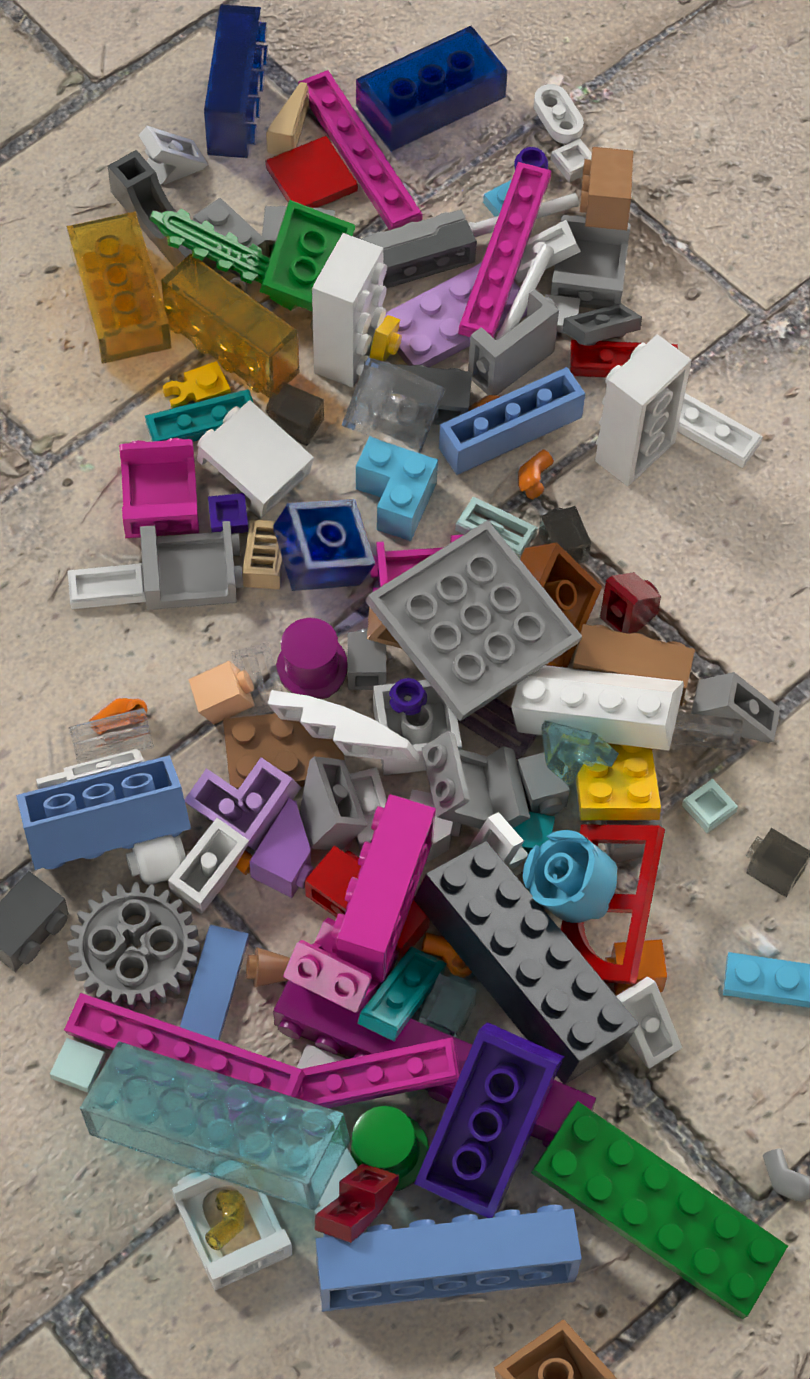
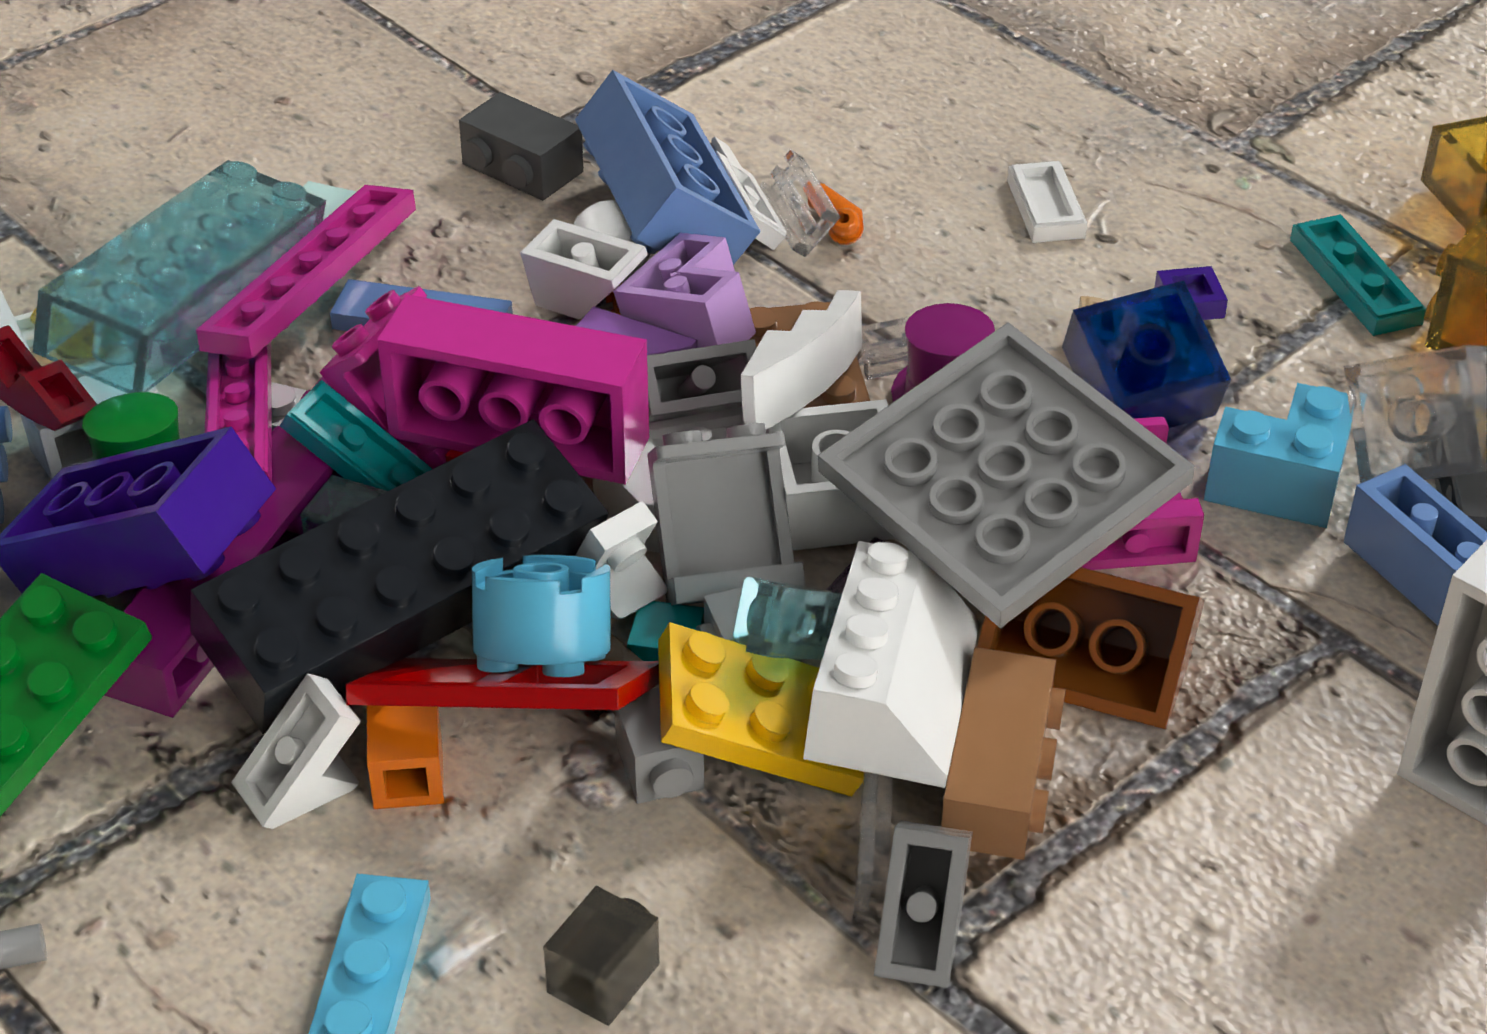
camera: 90 degrees right, 20 degrees down
(108, 924) = (471, 233): light grey gear -> none
(159, 487) = (1234, 235): dark pink panel -> none
(190, 568) = (1083, 250): light grey panel -> none
(199, 385) = (1411, 265): yellow plate -> none
(222, 692) = (884, 283): light nougat brick -> none
(255, 456) = (1287, 302): white panel -> none
(296, 412) = (1394, 333): clear smoke brick -> none
(411, 688) = (854, 409): dark purple plate -> none
(517, 543) = (1237, 621): light aqua tile -> none
(529, 474) = (1379, 628): orange arm -> none
(567, 530) = (1245, 661): clear smoke brick -> none
(629, 602) = (1120, 729): dark red slope -> none
(709, 806) = (728, 872): light aqua tile -> none

